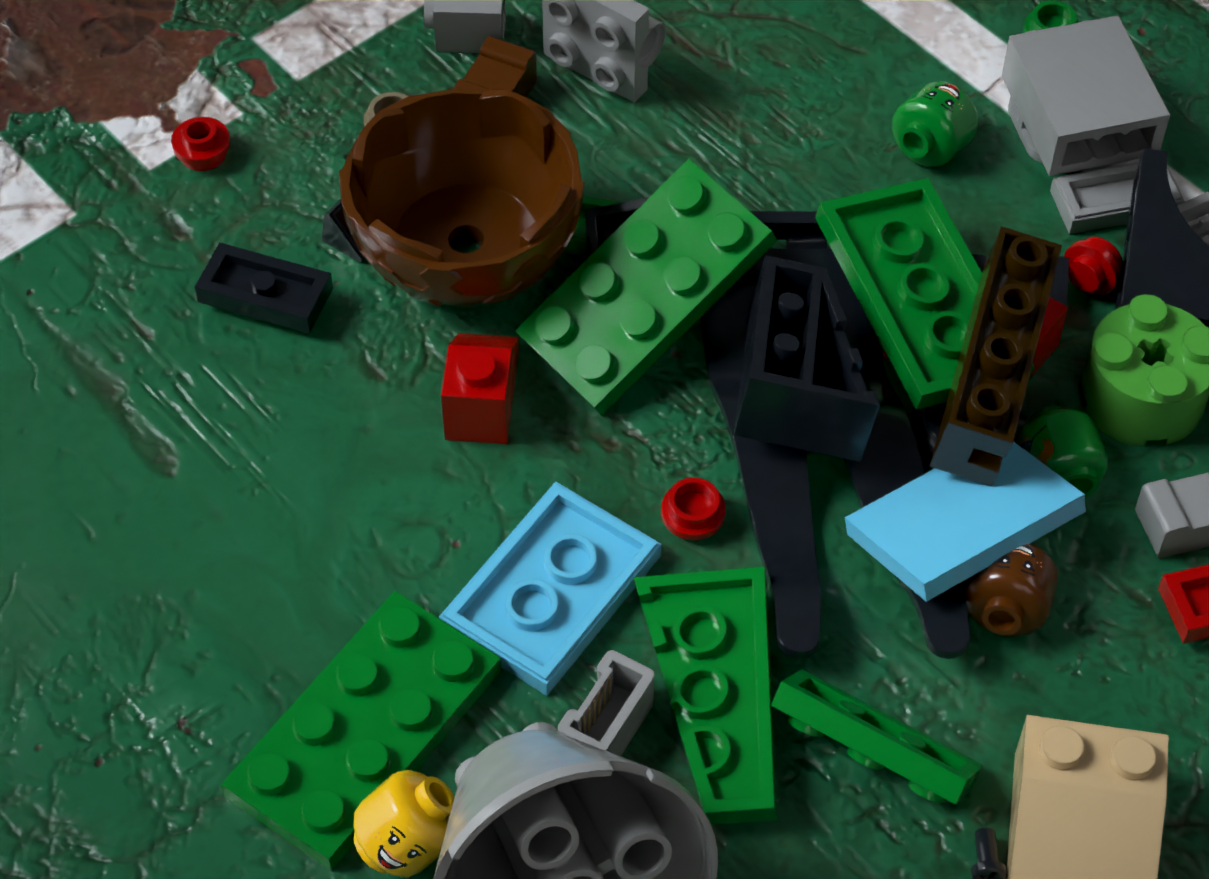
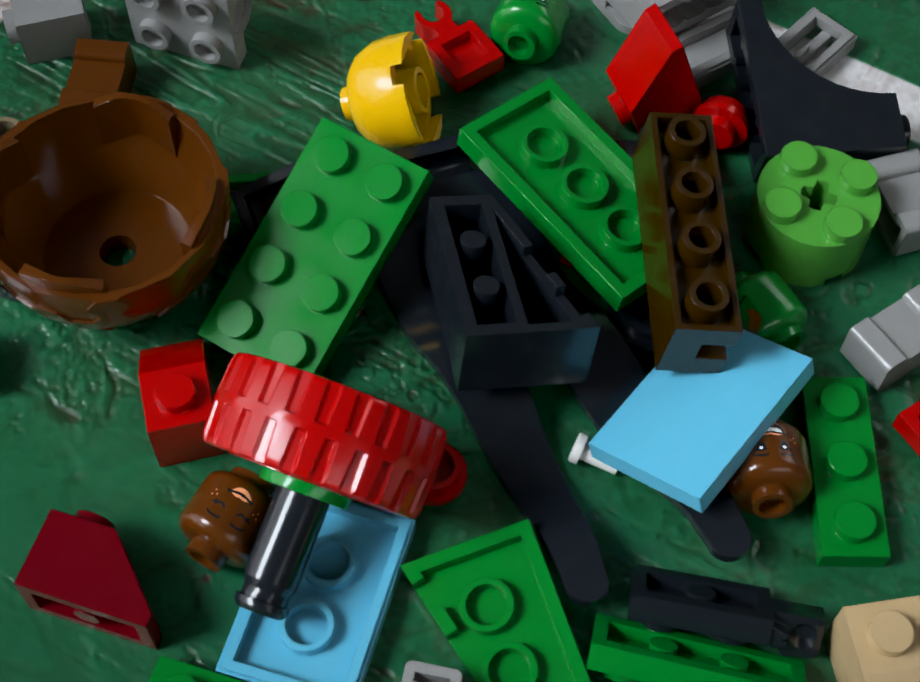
camera: 20 degrees left, 5 degrees up
(350, 510) = (87, 578): none -> dark red slope
(492, 494) = (225, 518): none -> reddish brown head
(591, 446) = (321, 450): none -> red wheel
(773, 157) = (392, 92): none -> yellow cylinder
(838, 529) = (582, 451): none -> white piece
(854, 136) = (459, 52): none -> red plate
(922, 698) = (724, 610): none -> black hinge
(1034, 195) = (651, 73): none -> red slope
(1090, 616) = (845, 474): none -> green plate

